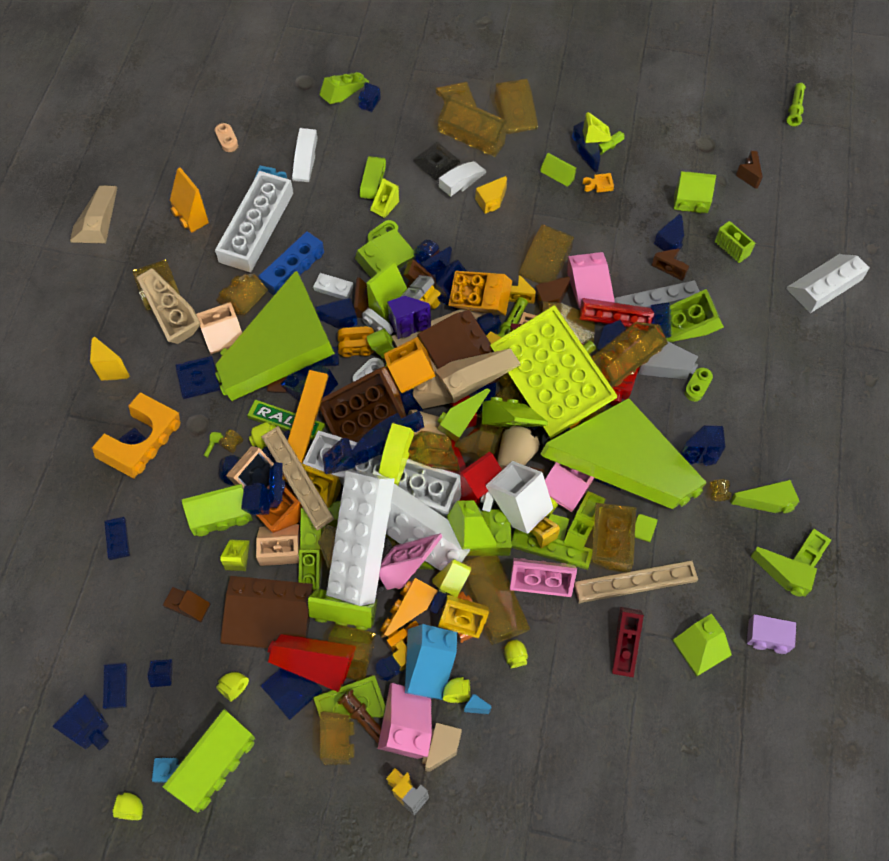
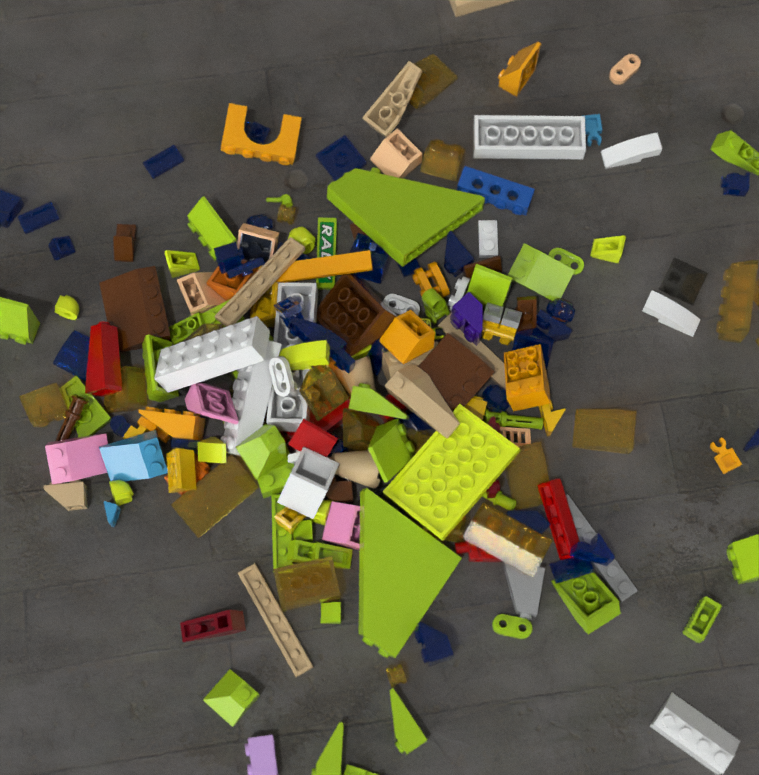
camera: 70 degrees right, 10 degrees up
(106, 362) = (322, 74): yellow slope -> none
(372, 177) = (633, 225): lime beam -> none
(405, 793) = (18, 477): hips -> none
(407, 479) = (281, 376): none -> white plate
(491, 194) = (660, 351): yellow slope -> none
(515, 653) = (171, 531): neon yellow piece -> none
(543, 577) = (247, 530): bright pink slope -> none
(552, 291) = (560, 450): reddish brown slope -> none
(558, 169) = (723, 408): lime slope -> none
(590, 277) = (591, 481): bright pink slope -> none
(654, 293) = (595, 552): none -> clear blue slope
(667, 263) = (648, 555): reddish brown slope -> none
(671, 235) = (685, 551): clear blue slope -> none

